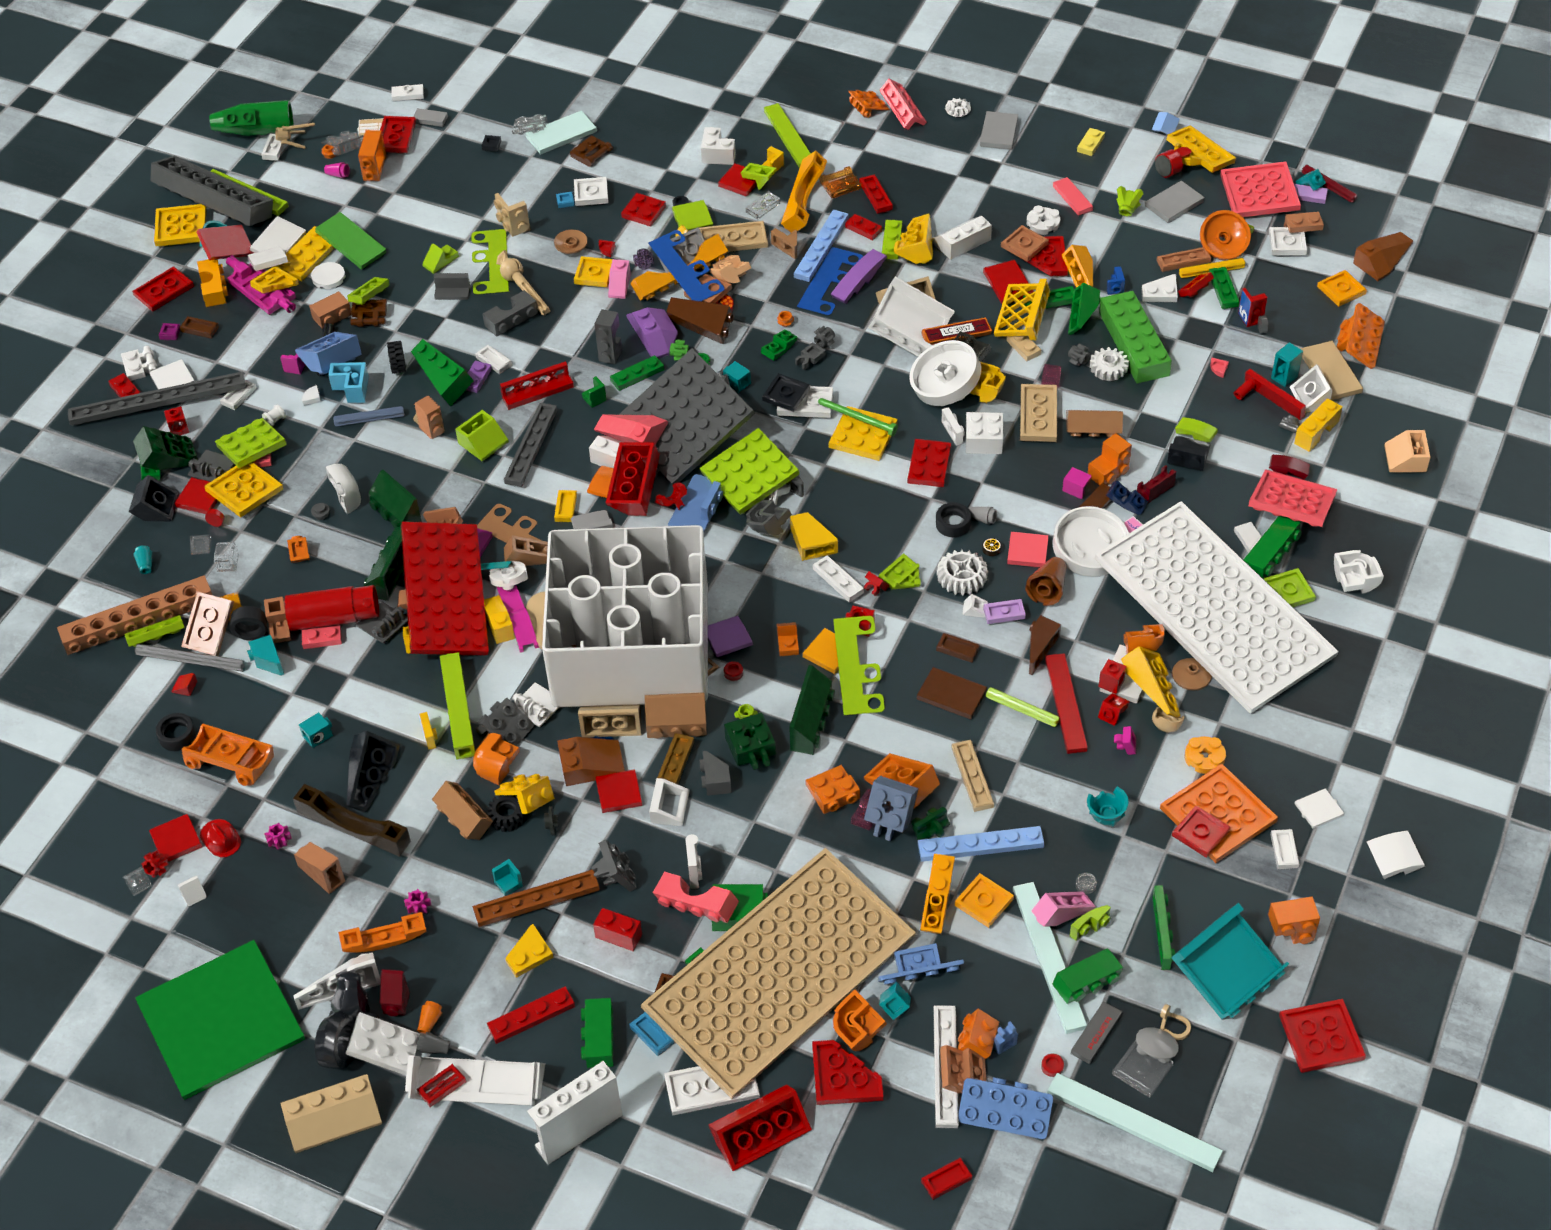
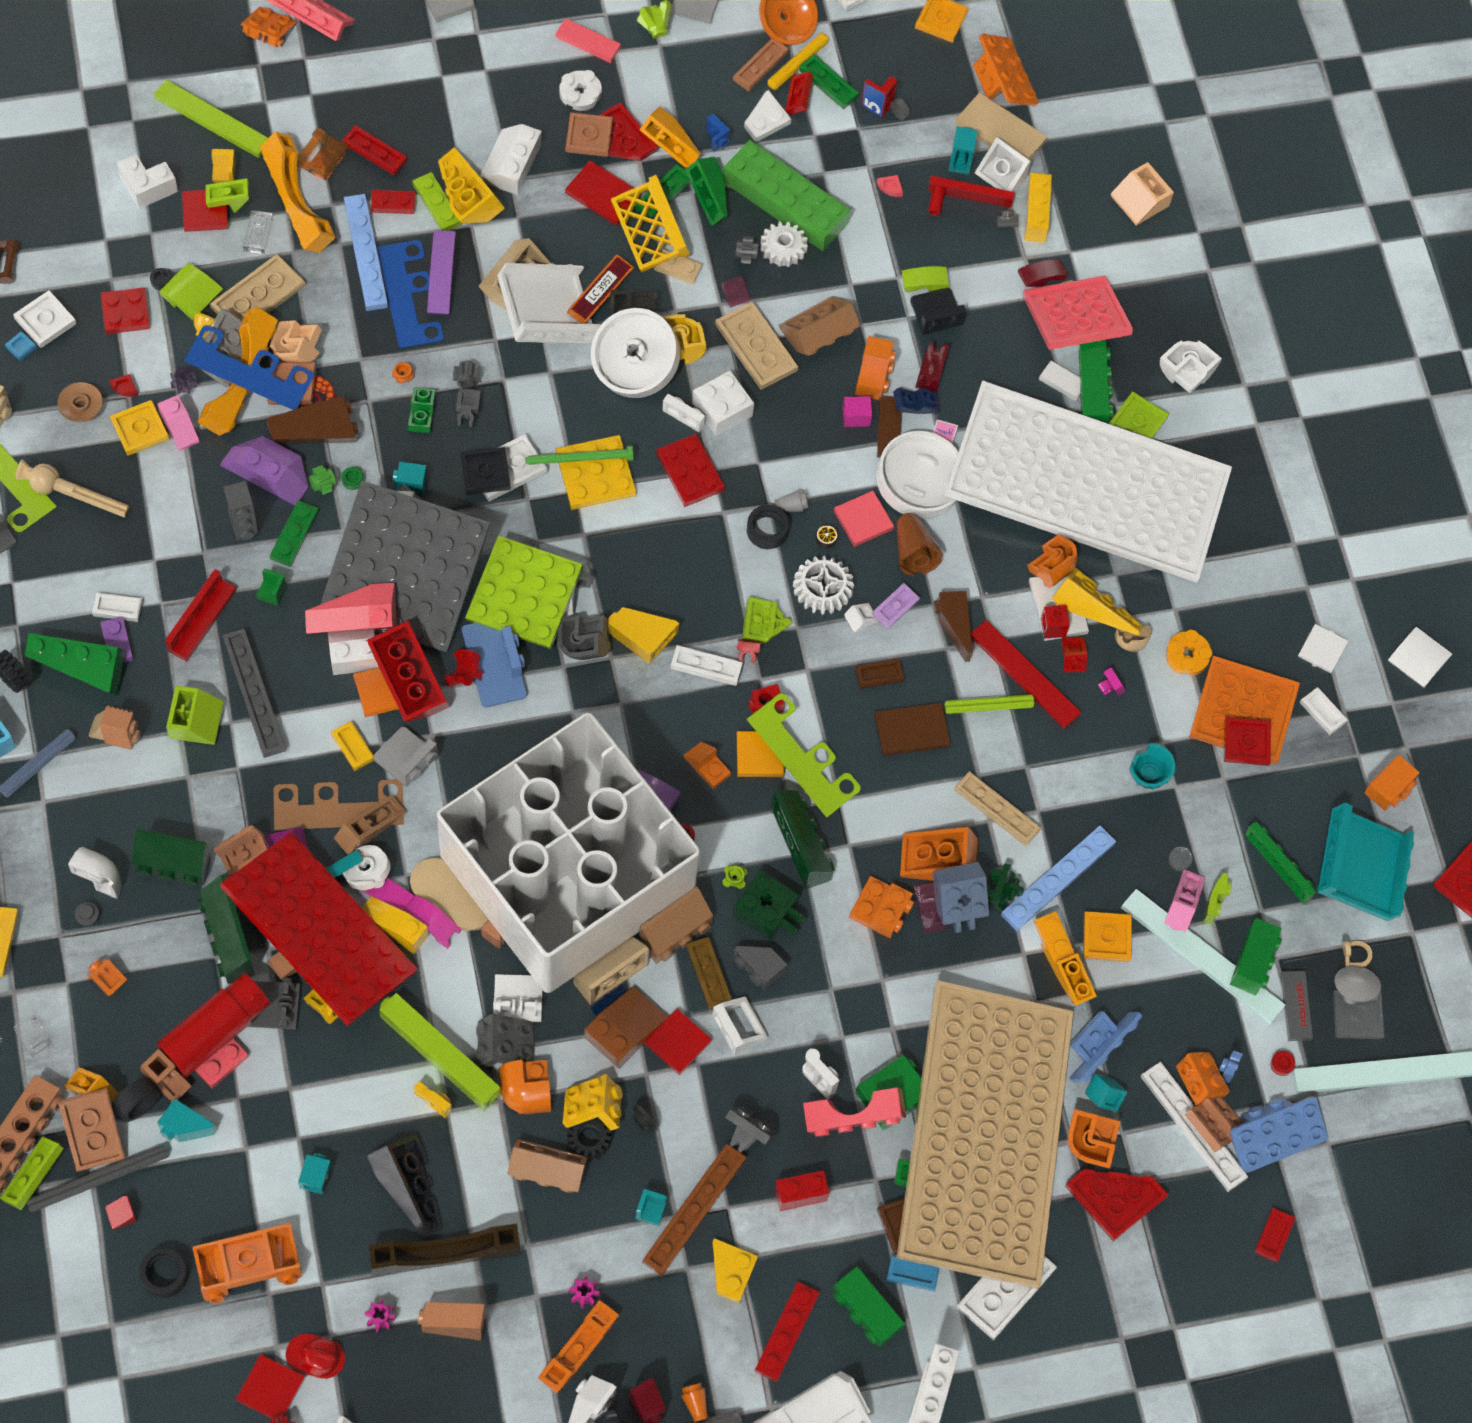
camera: 45 degrees left, 15 degrees up
(500, 321) = (86, 554): dark grey arch -> none
(760, 1127) = (1084, 1298): red slope -> none
(785, 243) = (330, 272): medium nougat slope -> none
(1189, 679) = (1111, 577): medium nougat dish -> none

